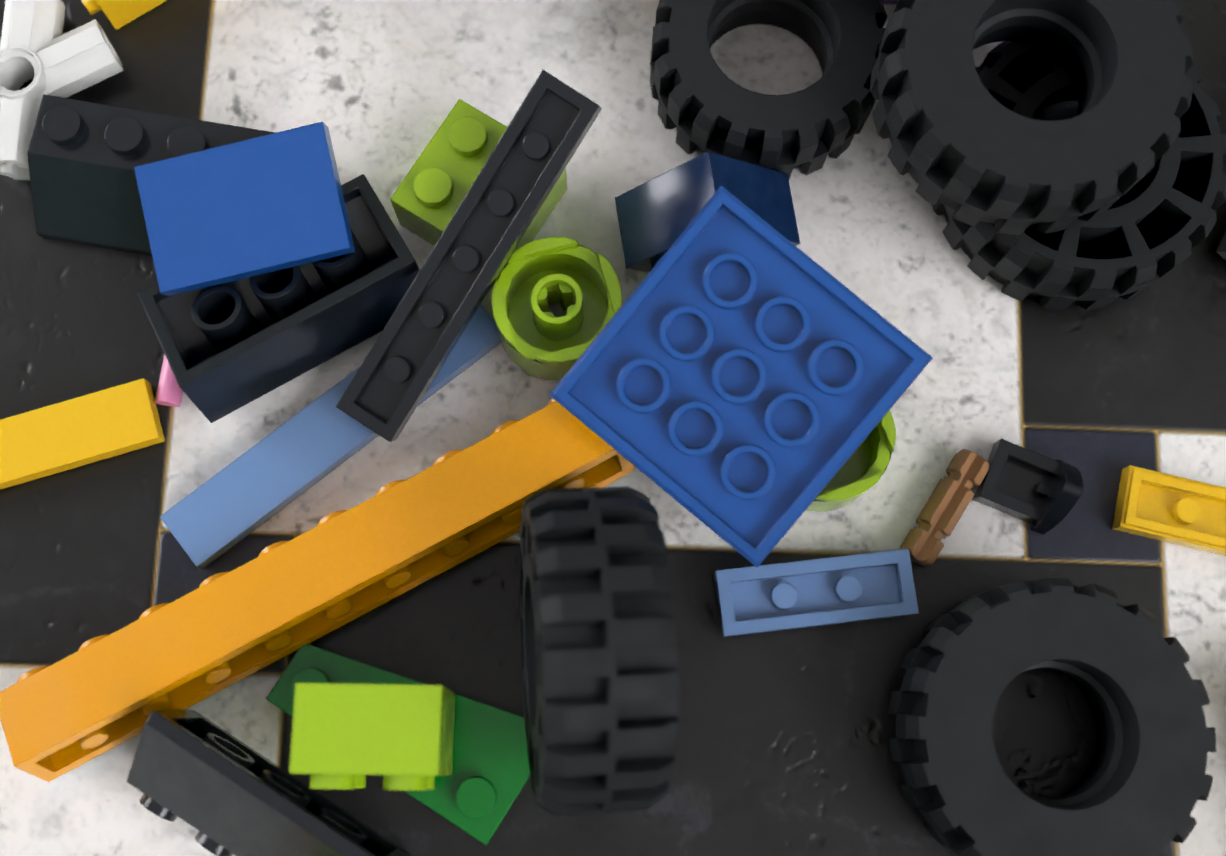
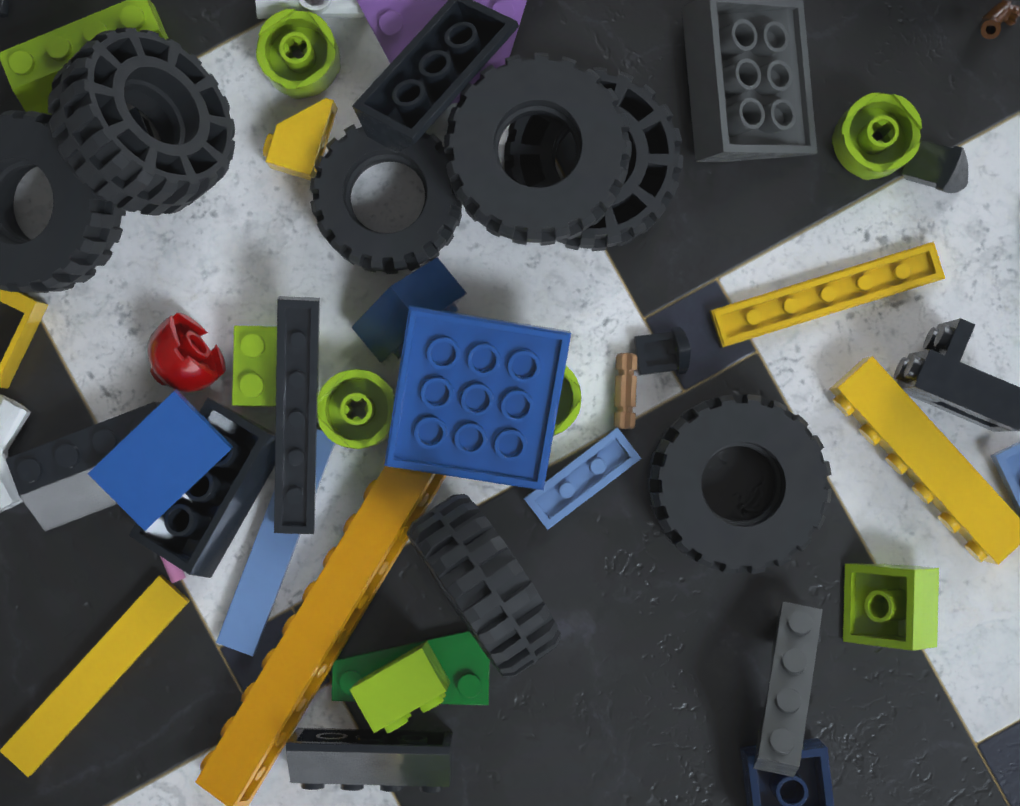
camera: 30 degrees left, 10 degrees up
(364, 104) = (182, 357): none -> red cylinder

